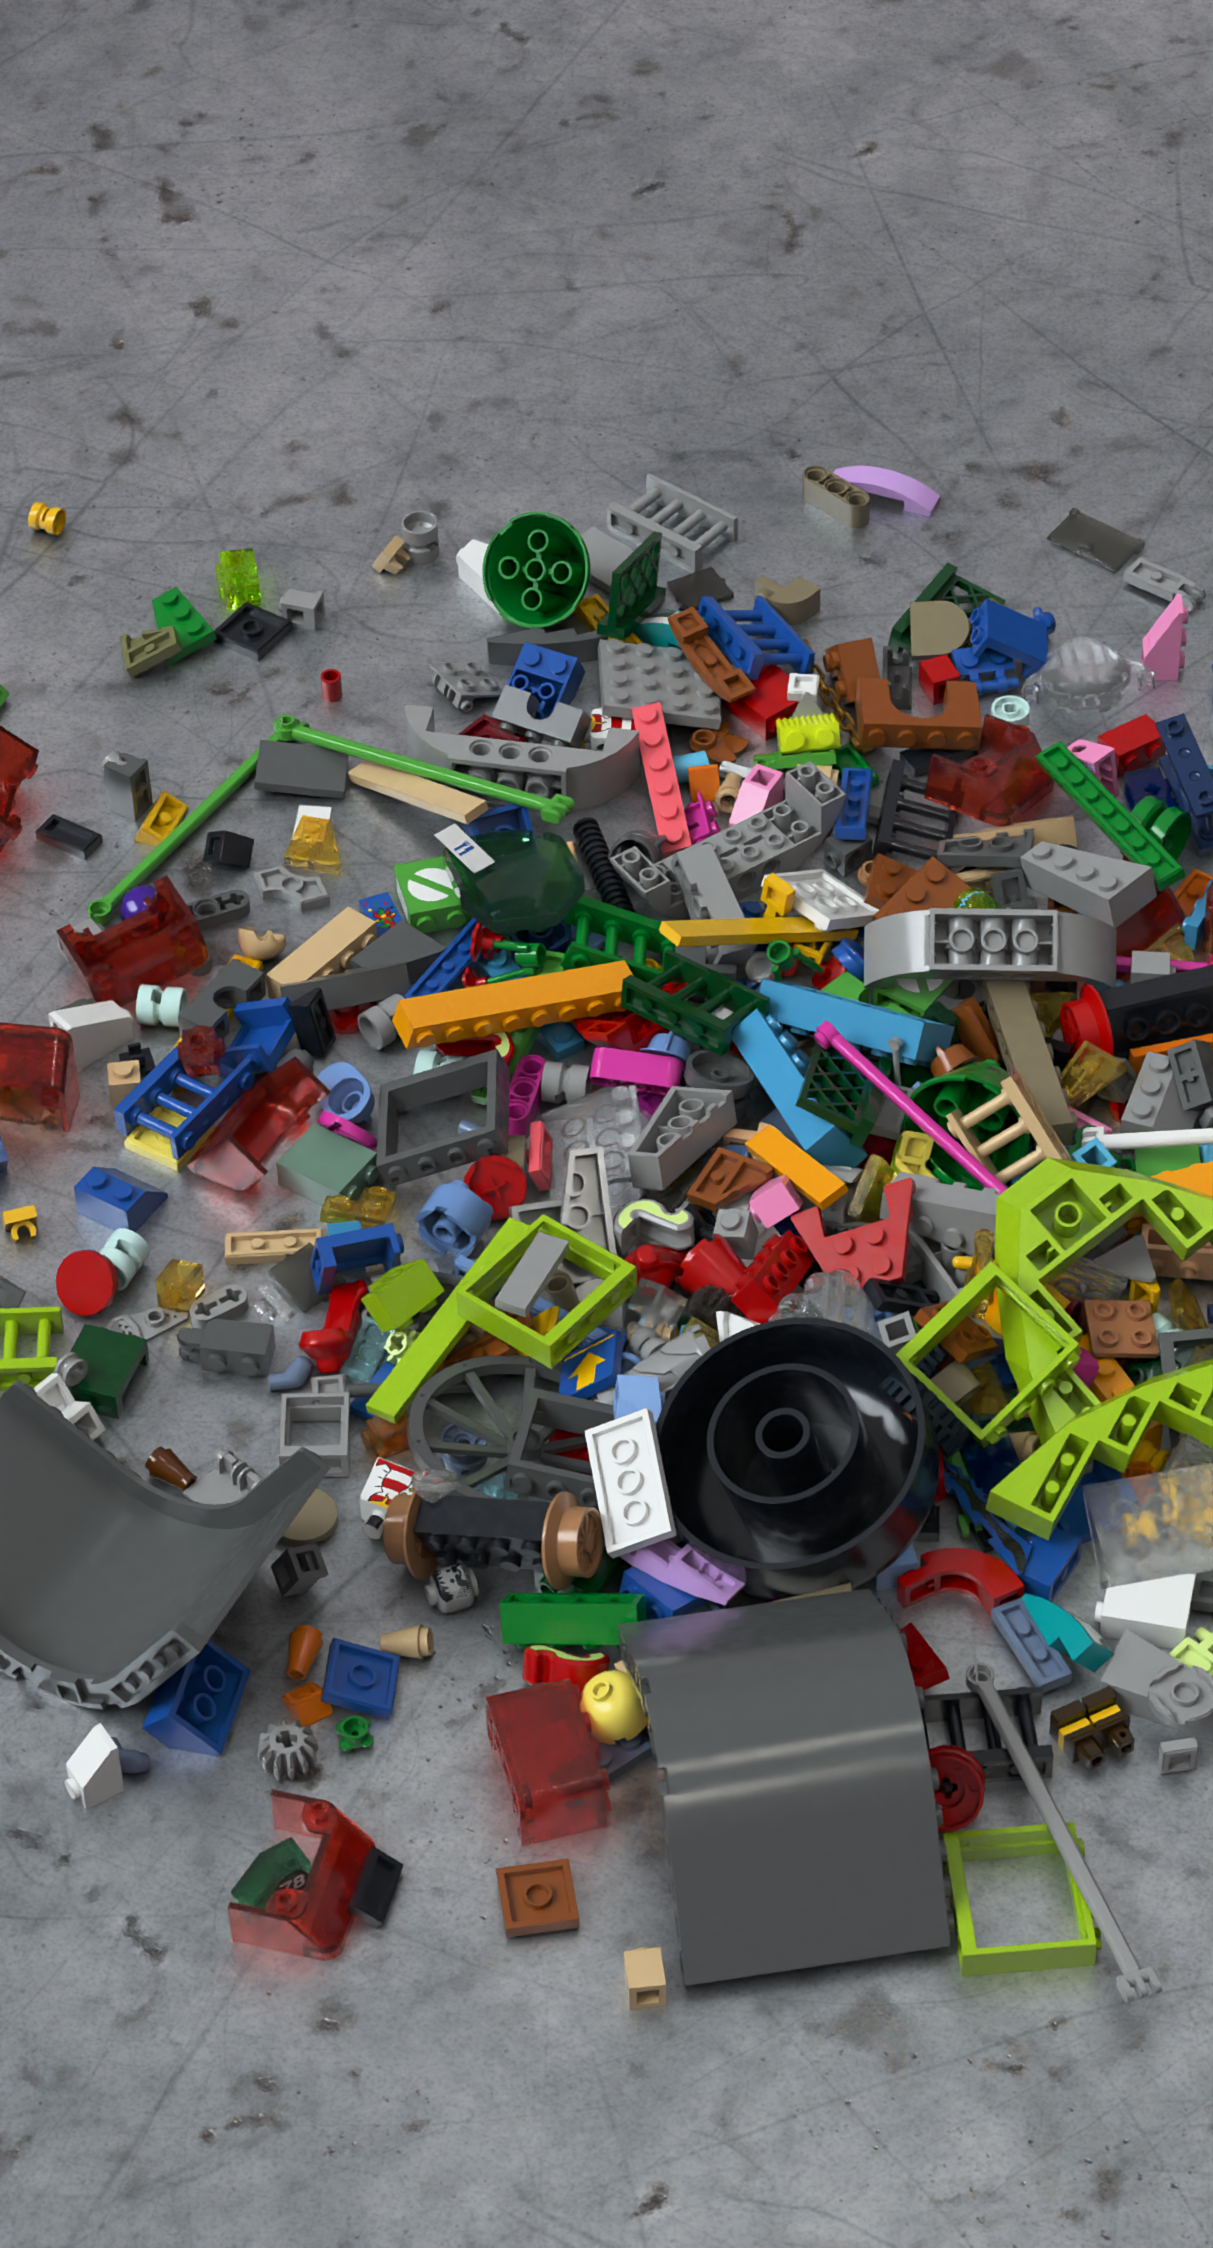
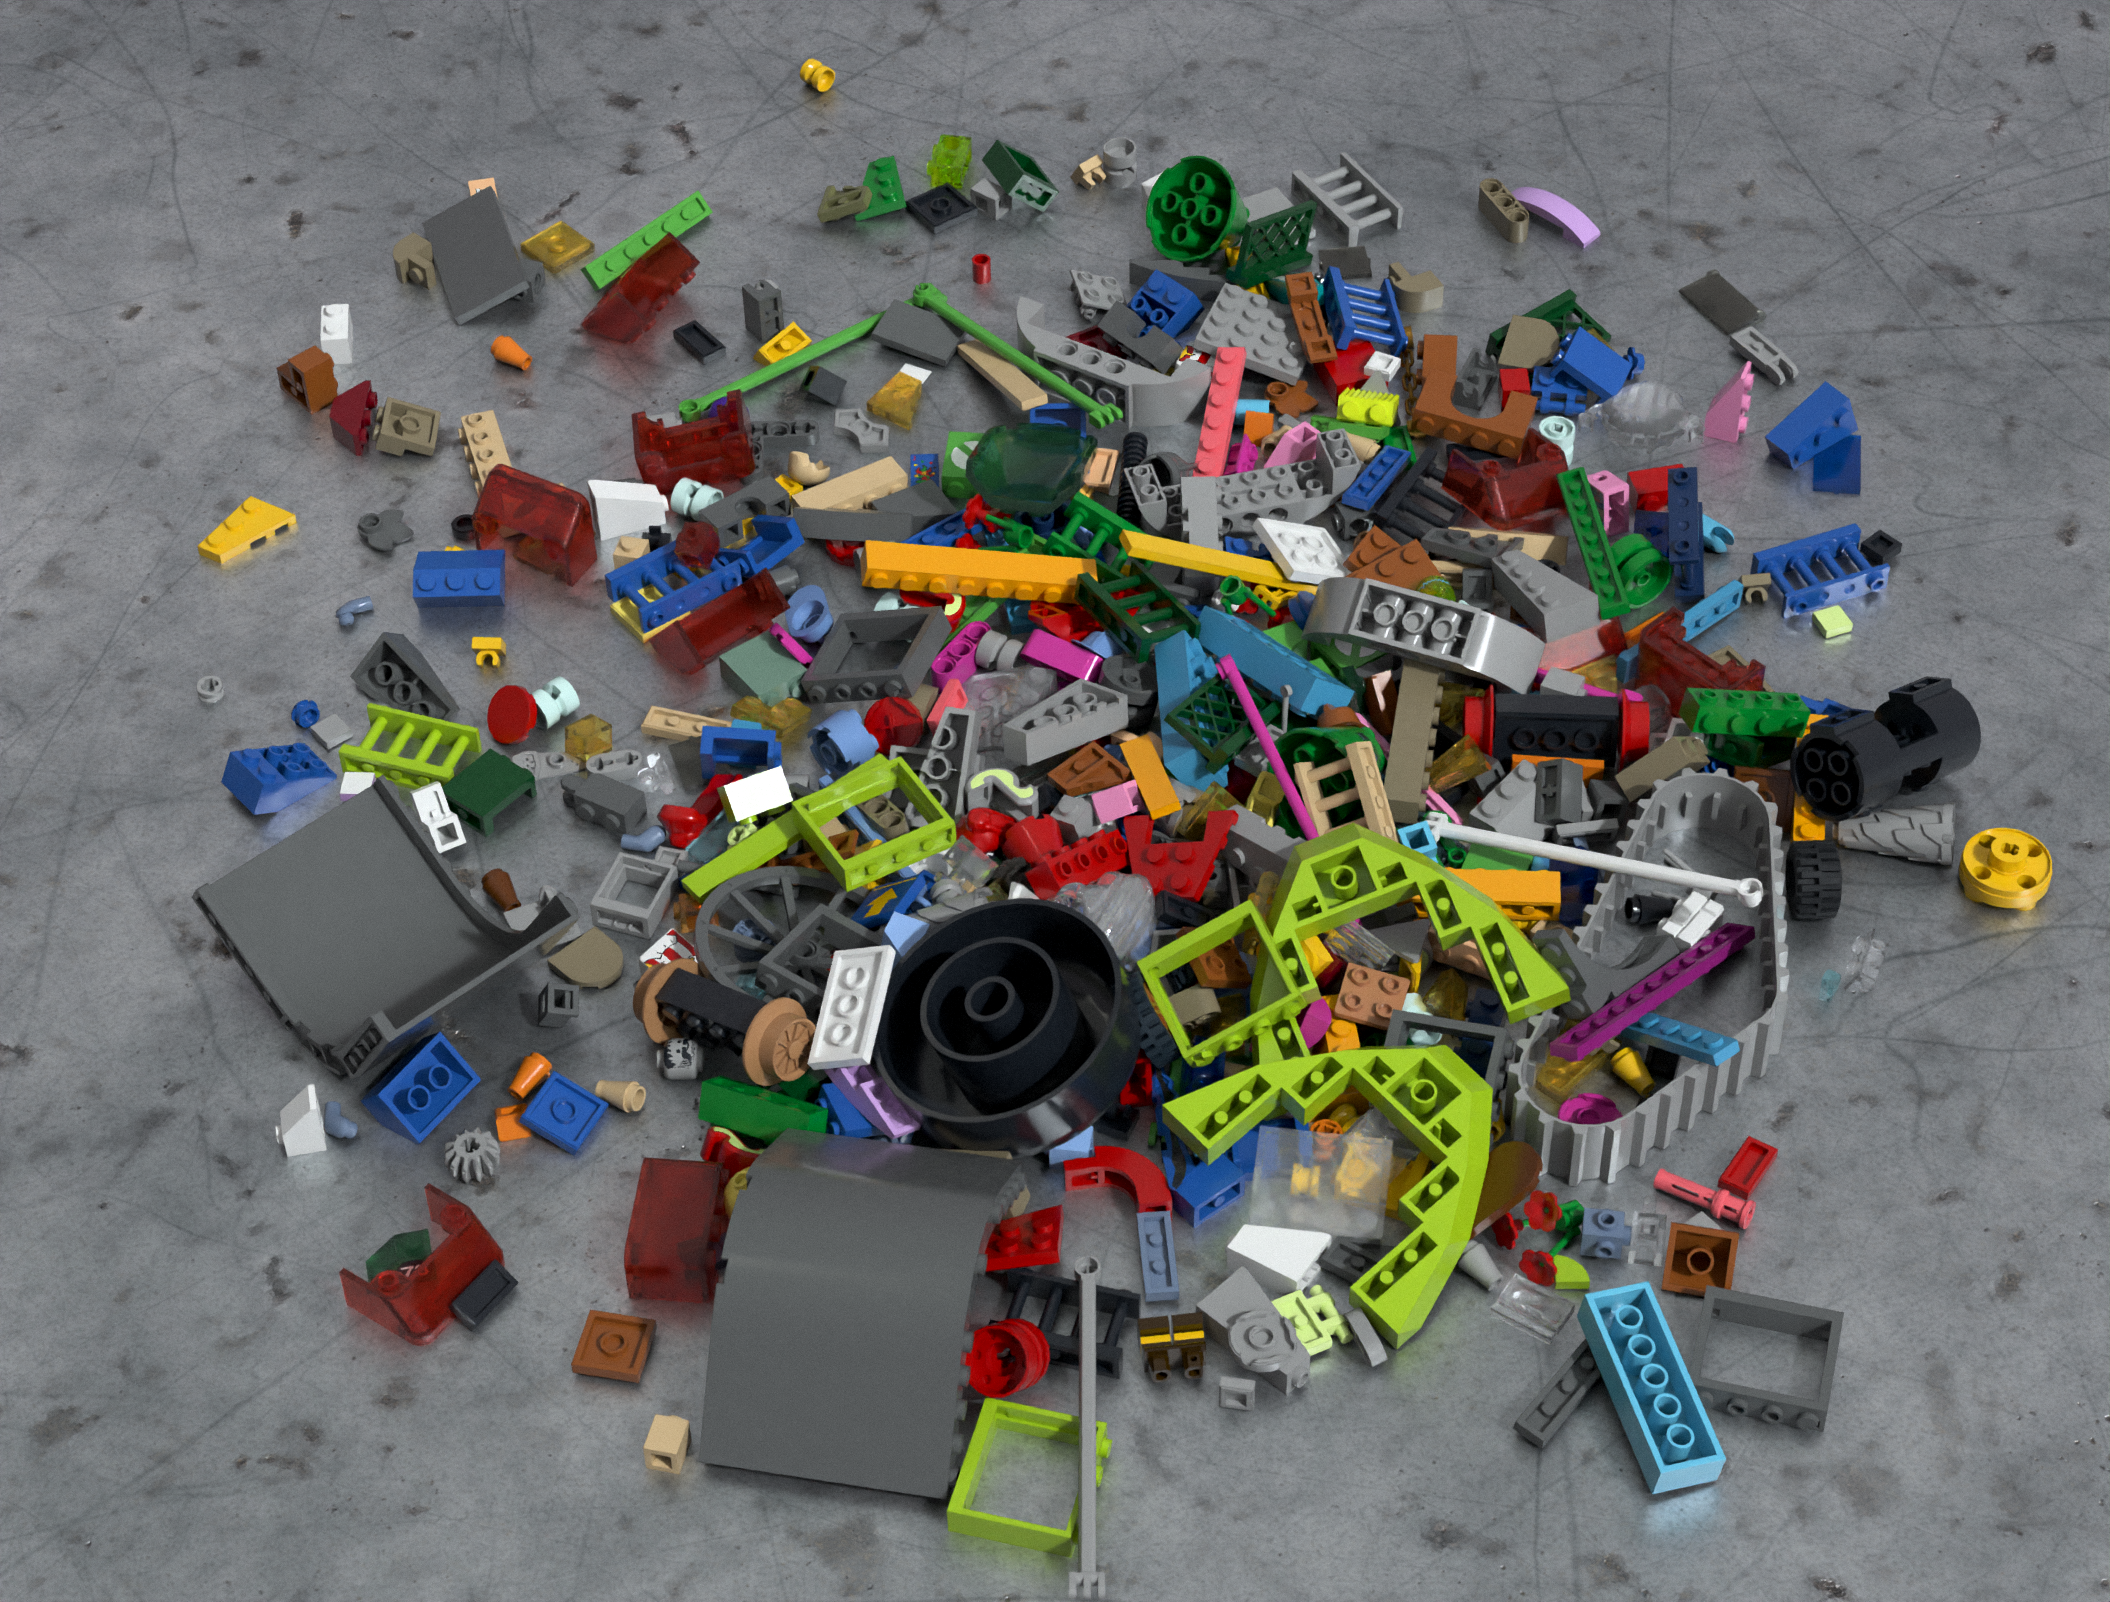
camera: 20 degrees right, 0 degrees up
(71, 1368) = (454, 781): light grey bush -> none
(116, 1198) = (578, 652): blue slope -> none
(312, 1023) = (811, 547): black slope -> none
(326, 576) = (1020, 174): none -> dark green window
(354, 1725) = (537, 1158): green plate -> none
(431, 1486) = (684, 964): clear piece -> none
(464, 848) = (1010, 430): white sticker -> none
(532, 1274) = (861, 804): light grey tile -> none
(777, 896) = (1258, 539): yellow plate -> none
(1068, 1633) = (1190, 1254): teal slope -> none

